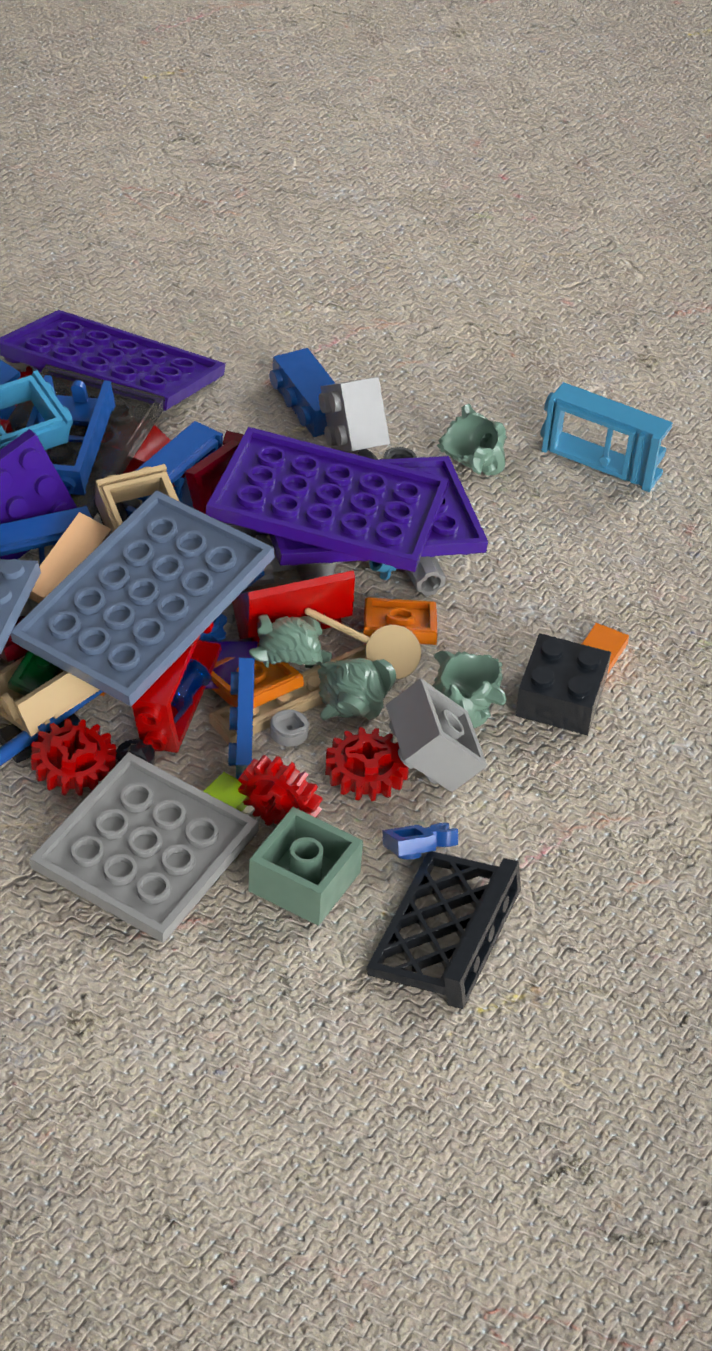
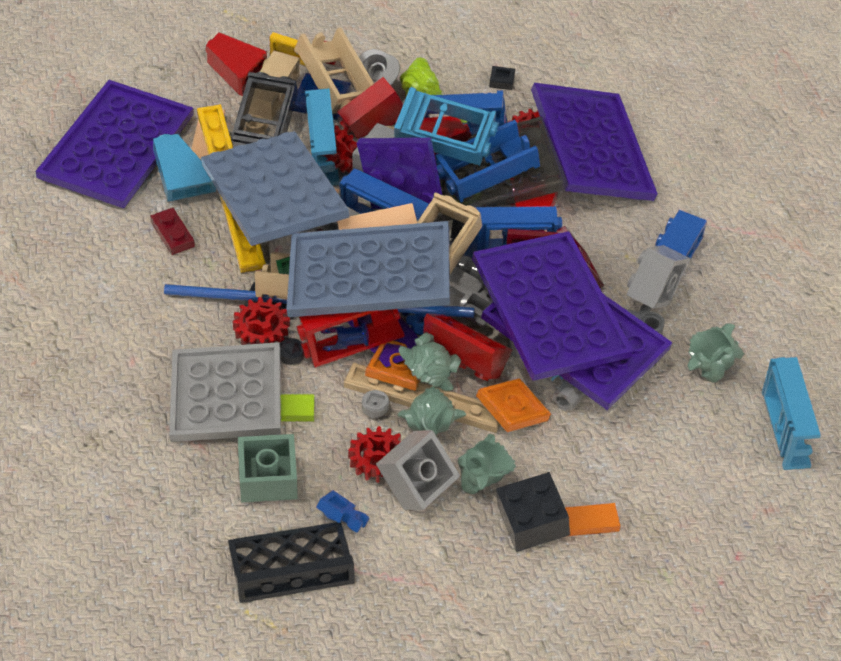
camera: 55 degrees right, 5 degrees up
(242, 716) = (350, 376): blue plate -> none
(276, 789) = (305, 424): red gear -> none
(389, 643) = (479, 409): tan piece -> none

